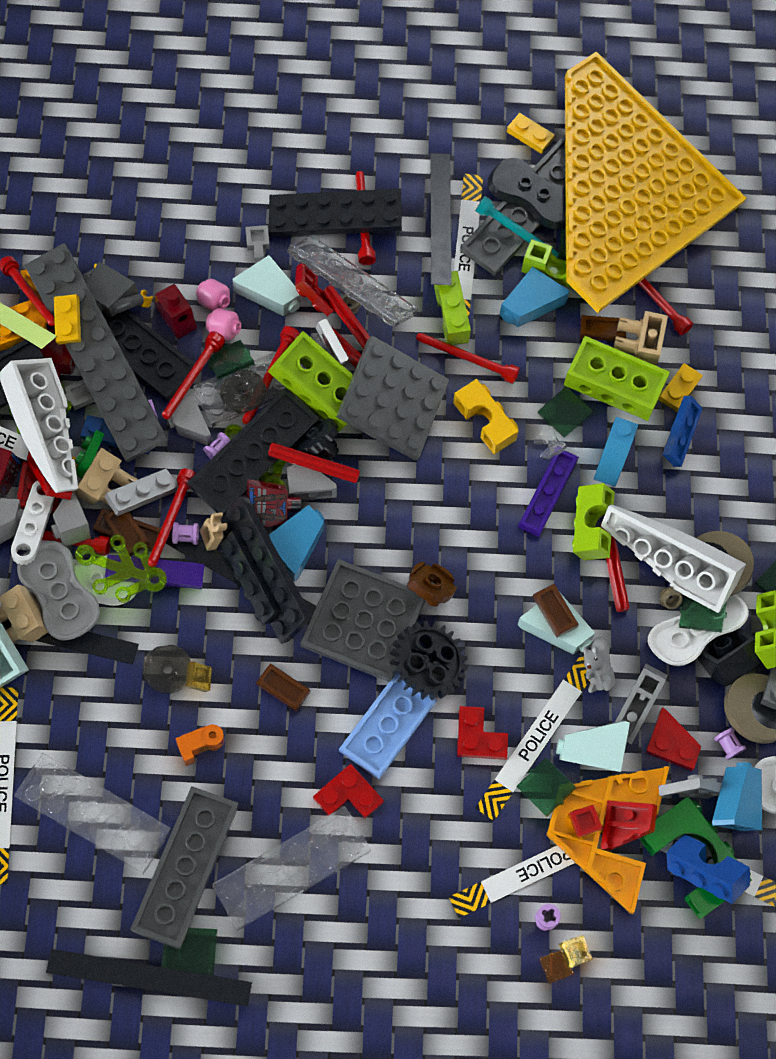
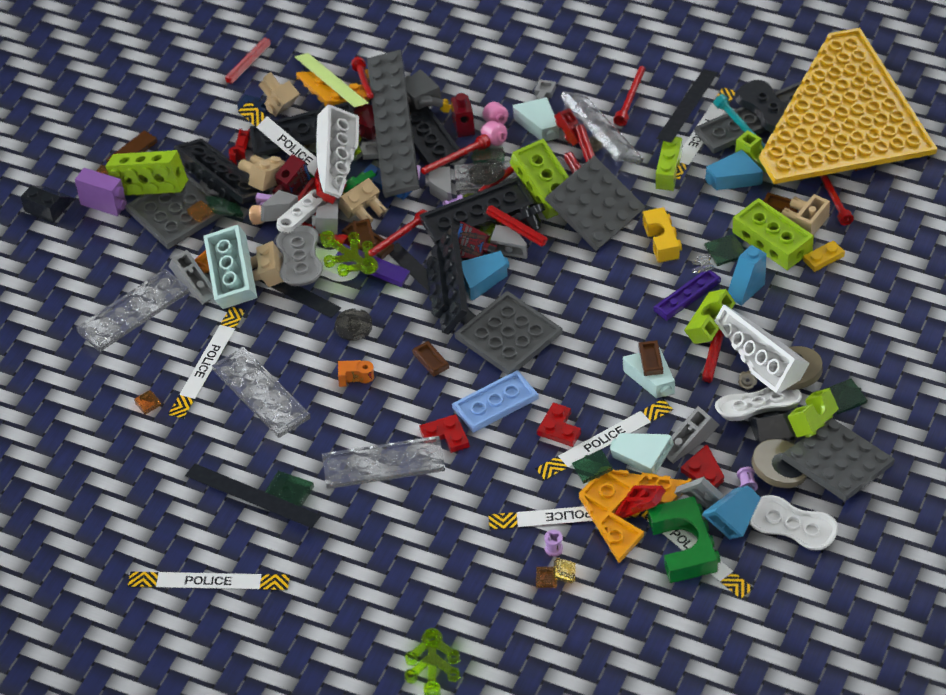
camera: 30 degrees right, 20 degrees down
(67, 319) = (380, 95): yellow plate -> none
(141, 492) = (385, 215): light grey plate -> none
(184, 868) = (308, 438): dark grey plate -> none
(185, 533) = (411, 248): lavender bush -> none
(198, 676) = (373, 334): clear yellow tile -> none
(212, 531) = (424, 250): tan plate -> none
(331, 341) = (564, 154): white tile -> none
(335, 212) = (611, 85): black plate -> none
(421, 583) = (568, 322): reddish brown plate -> none
(421, 678) = (542, 366): black gear -> none
(508, 372) = (693, 213): red piece -> none
(530, 133) = (786, 71): yellow plate -> none
(585, 821) = (609, 489): red plate -> none
(599, 666) = (669, 402): light grey animal -> none
(682, 431) = (809, 281): blue plate -> none
(700, 617) = (763, 394): clear green piece -> none
(724, 880) = (678, 537): blue arch -> none

